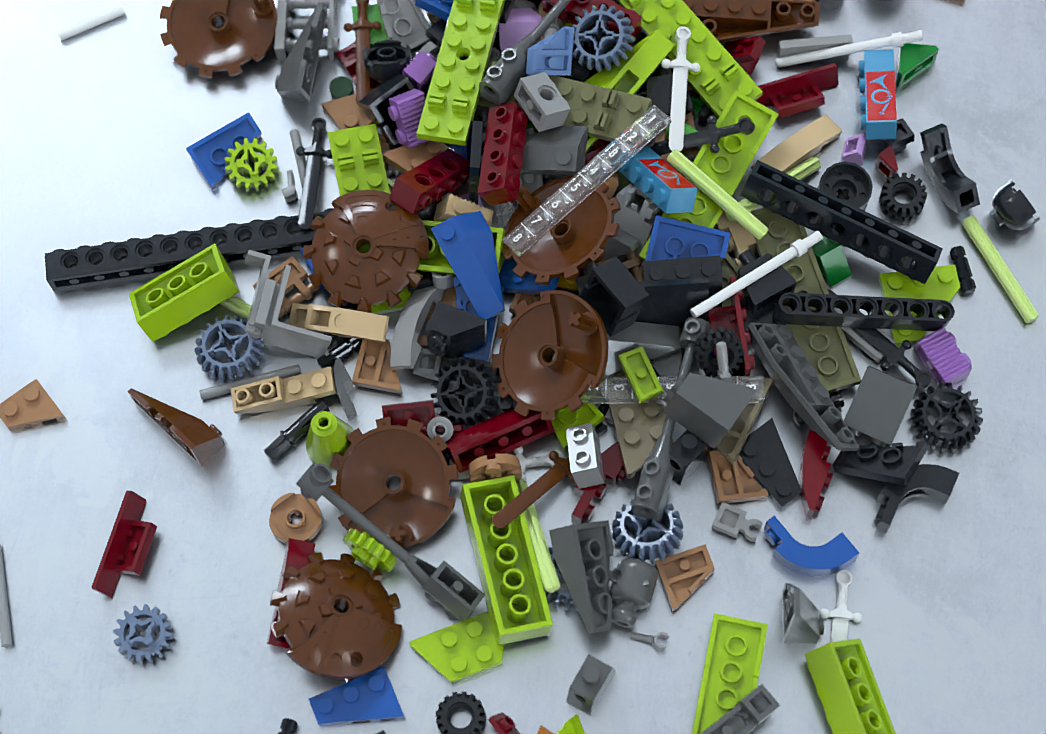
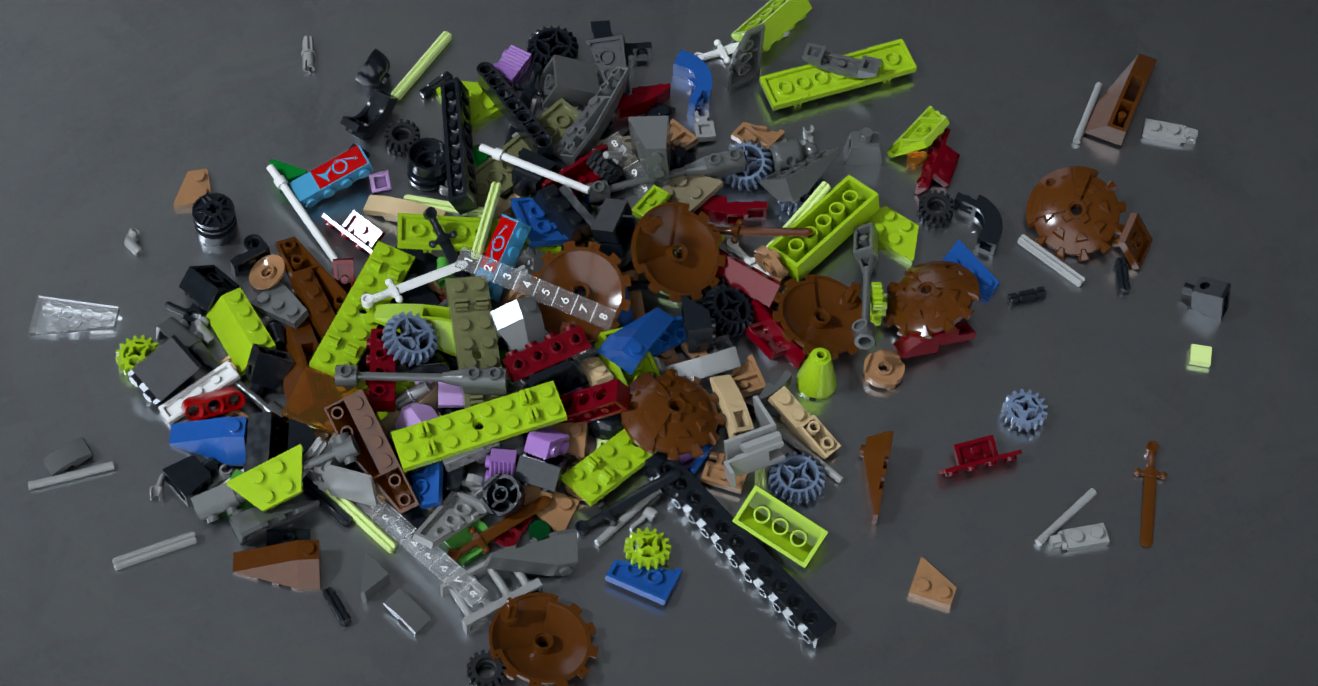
camera: 130 degrees left, 10 degrees down
(294, 432) = (825, 403): black axle -> none
(440, 420) = (766, 306): light grey plate -> none
(542, 101) = (493, 341): light grey brick -> none
(552, 54) = (447, 359): medium blue wing -> none
(585, 455) = (727, 211): light grey brick -> none
(799, 46) = (310, 238): light grey tile -> none
(887, 163) = (381, 155): dark red slope -> none

